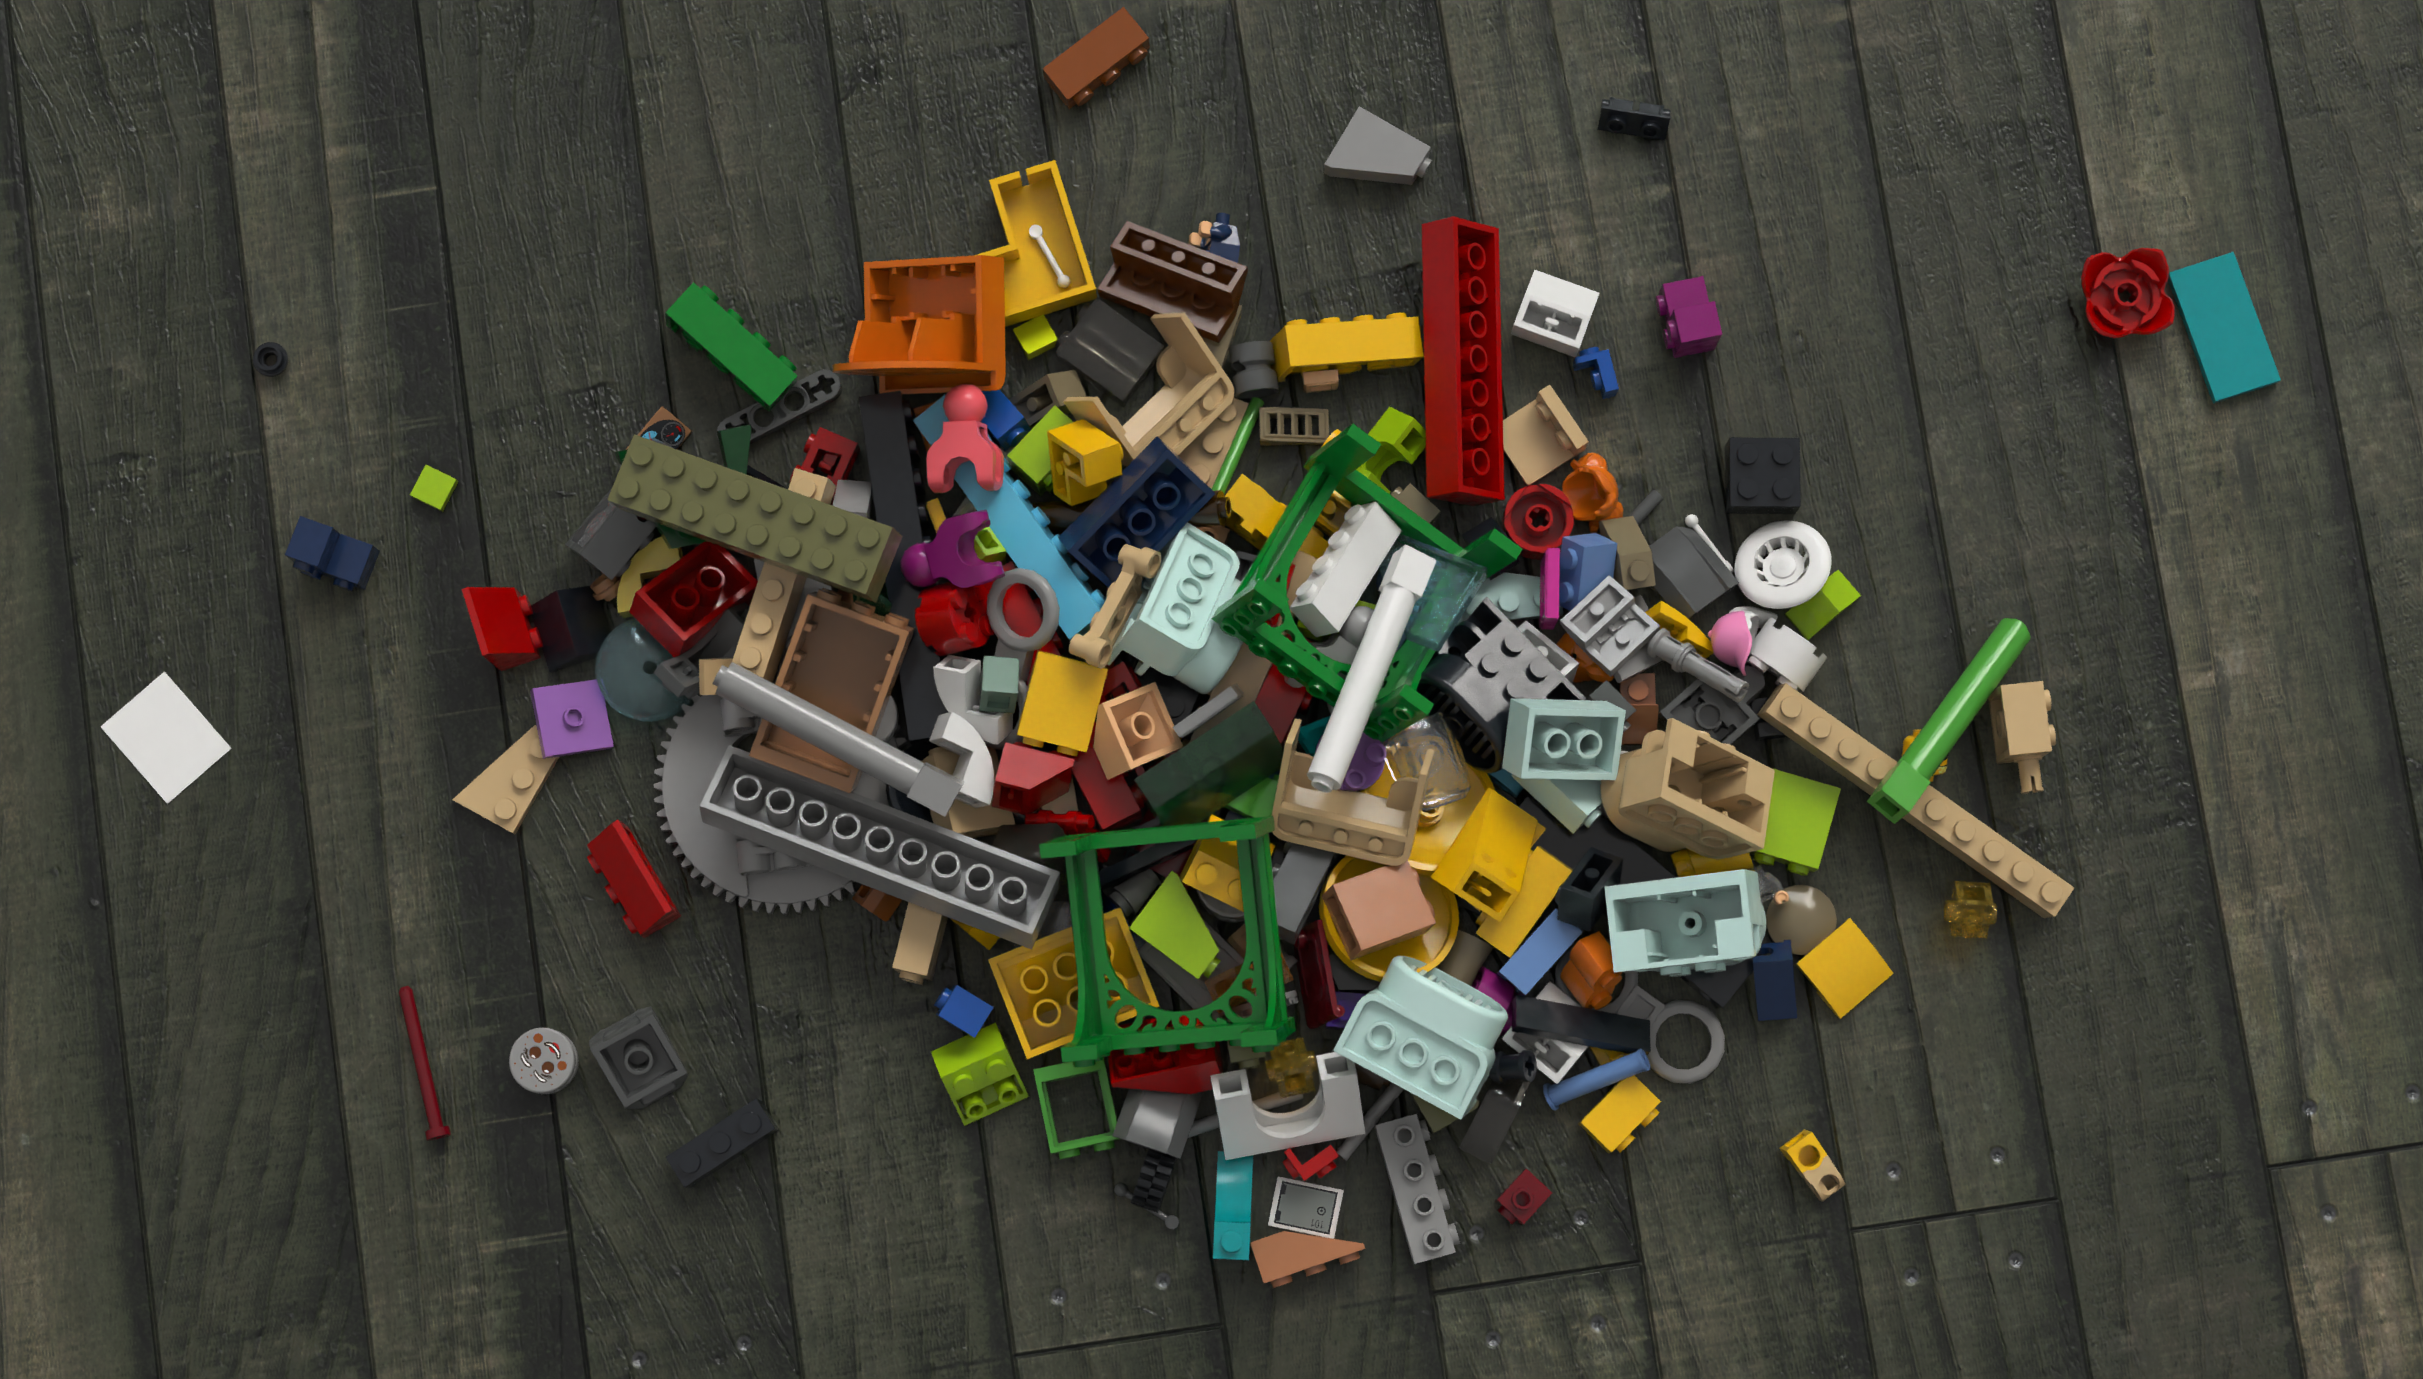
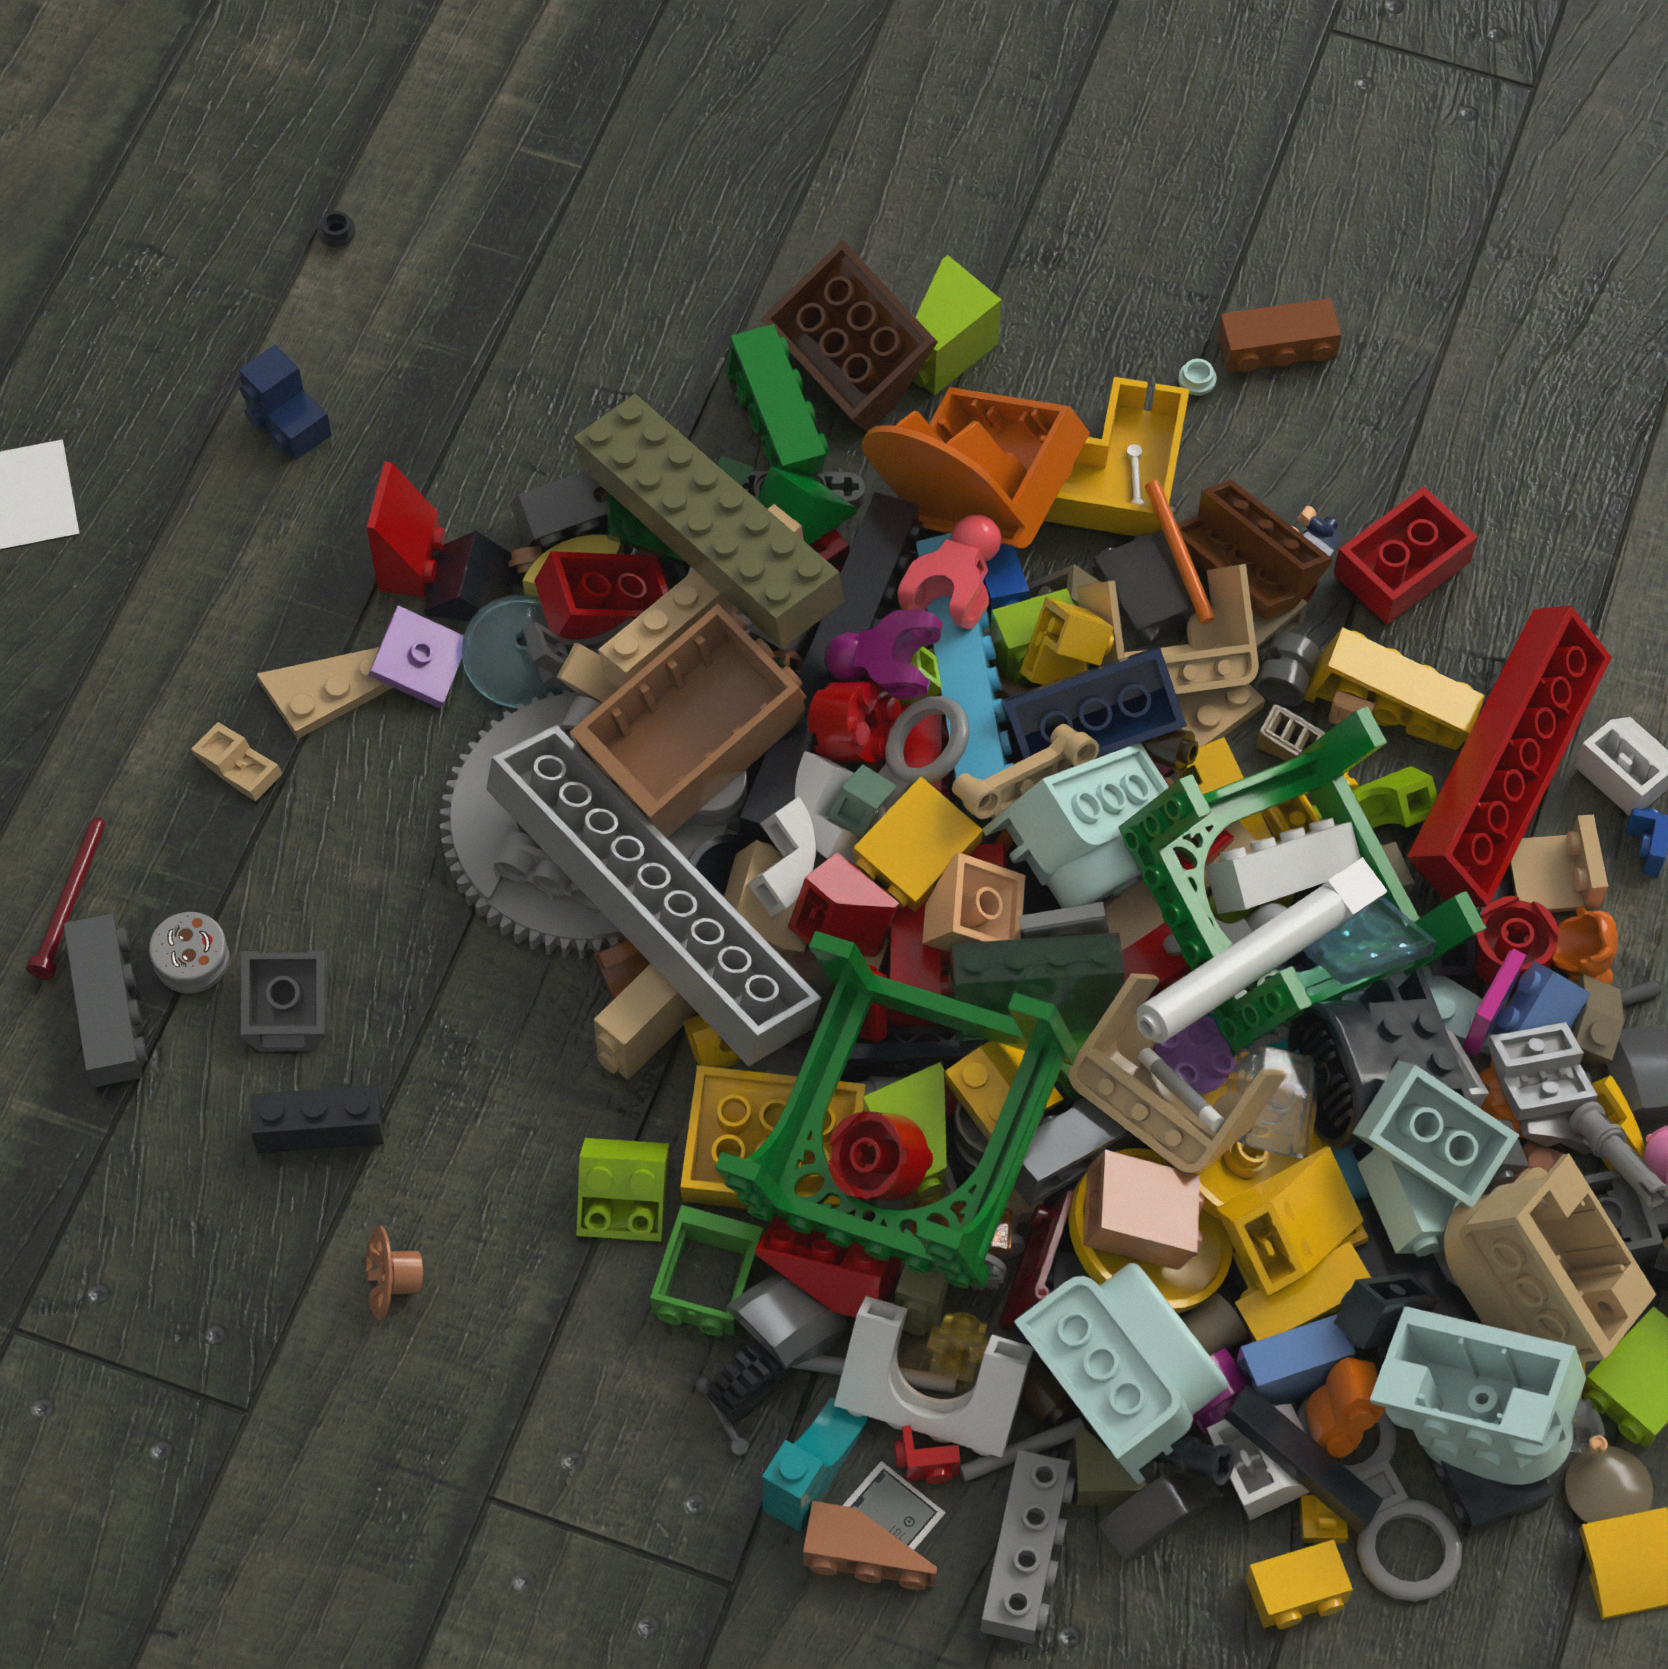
camera: 25 degrees right, 20 degrees down
(434, 488) = (417, 404): lime tile -> none
(481, 881) = (236, 762): none -> tan slope
(504, 1136) = (103, 1000): none -> dark grey brick
(631, 880) = (384, 826): red slope -> none
(757, 254) = (852, 335): none -> reddish brown slope
(802, 433) = (806, 502): none -> green slope
(832, 196) = (963, 321): none -> lime slope
(839, 738) = (671, 753): light grey brick -> none
(851, 1230) = (396, 1272): none -> nougat wheel
(962, 1009) = (641, 1106): blue slope -> none
(1035, 337) = (1080, 546): neon yellow slope -> none
(1049, 131) = (1197, 377): none -> light aqua plate
(1122, 317) = (1180, 552): none -> orange bar
(1169, 975) = (878, 1156): none -> red brick
(1238, 445) = (1233, 729): bright green bar -> none
(1296, 218) = (1405, 555): none -> red brick
(1372, 806) = (1181, 1089): none -> light grey bar
(1377, 152) = (1522, 539): light grey slope -> none
(1522, 1198) = (1141, 1618): dark red brick -> none
(1596, 1078) = (1291, 1528): medium blue pin -> none
(1775, 982) = (1547, 1528): dark blue hinge -> none

